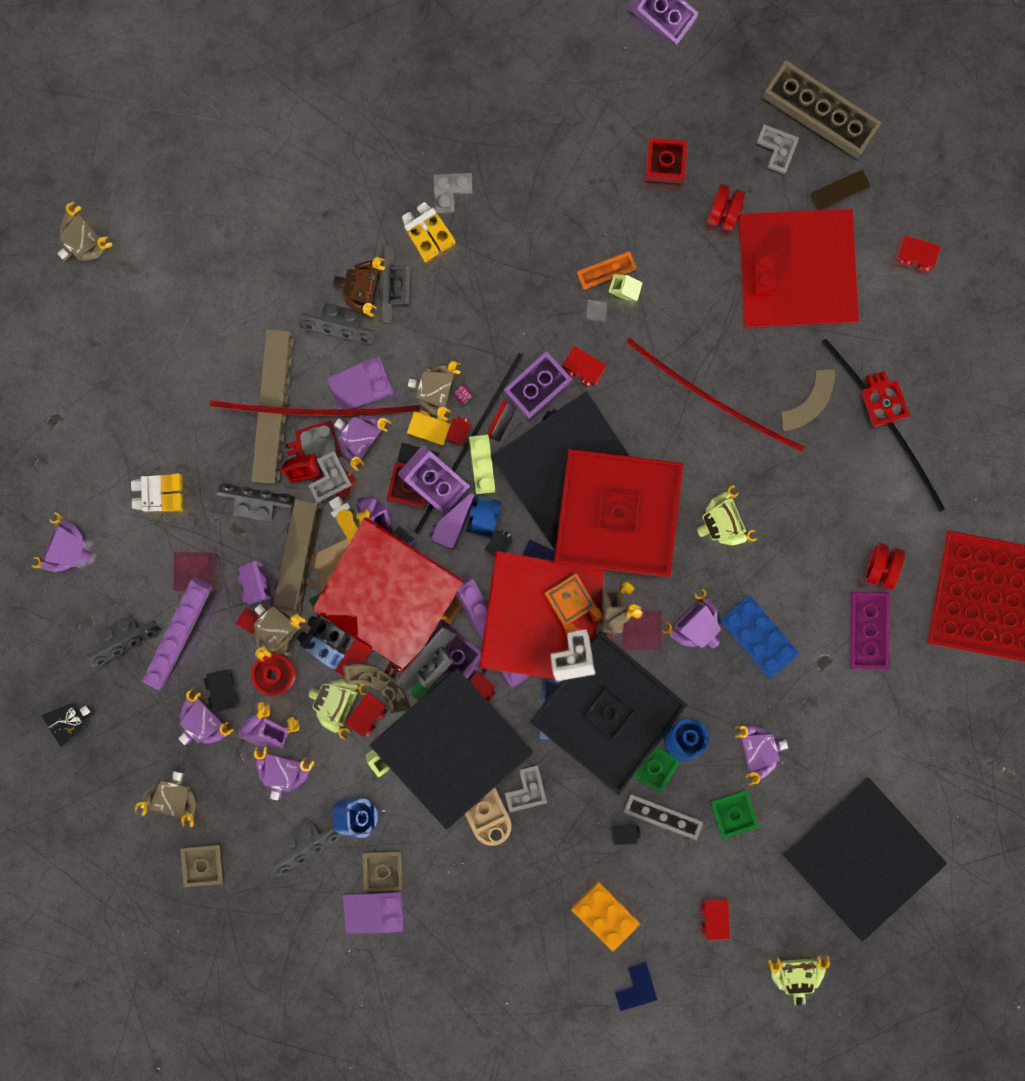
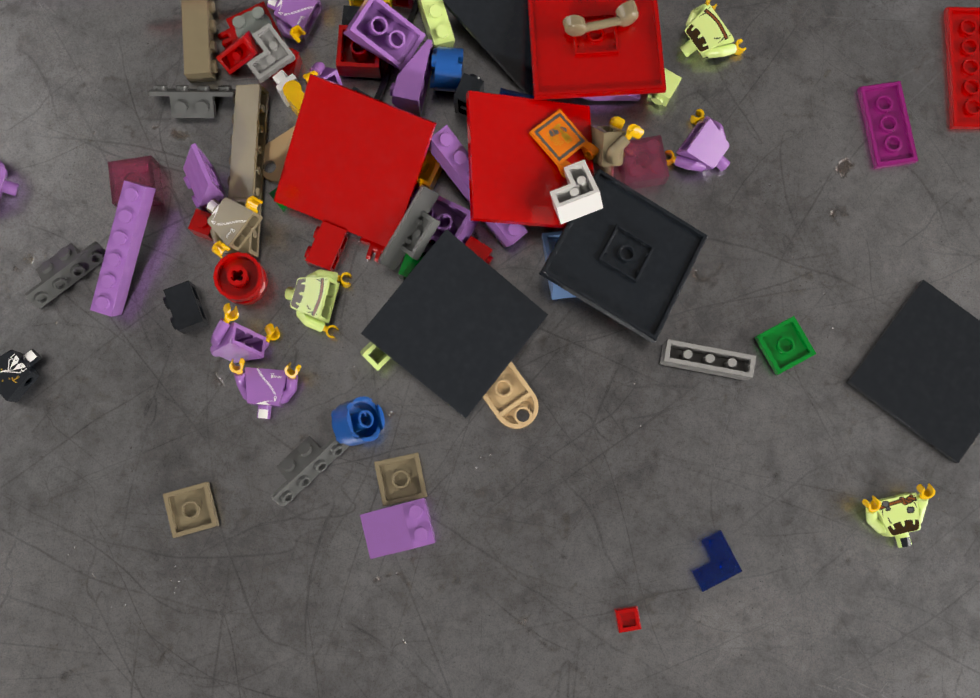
camera: 15 degrees left, 5 degrees down
(152, 493) = (84, 107): hips -> none
(170, 799) = (142, 438): dark tan torso -> none
(200, 721) = (165, 345): medium lavender torso -> none
(319, 637) = (291, 231): black hips -> none
(366, 715) = (353, 306): red brick -> none
(379, 680) = (360, 264): dark tan tile -> none
(532, 791) = (554, 362): light grey plate -> none
(553, 1022) = (627, 619): none -> red tile
(605, 916) = (664, 484): light orange brick -> none
(625, 833) = (669, 384): black brick -> none
(647, 503) = (625, 16): none -> dark tan piece
(657, 769) = (690, 311): green plate -> none
(679, 562) = (672, 83): none -> yellowish green brick
(681, 748) = (717, 270): blue brick -> none
(716, 919) = (789, 466): red brick -> none
(759, 636) = (772, 148): blue brick -> none
(760, 750) = (798, 269): medium lavender torso -> none
(885, 566) = (893, 48): red wheel -> none

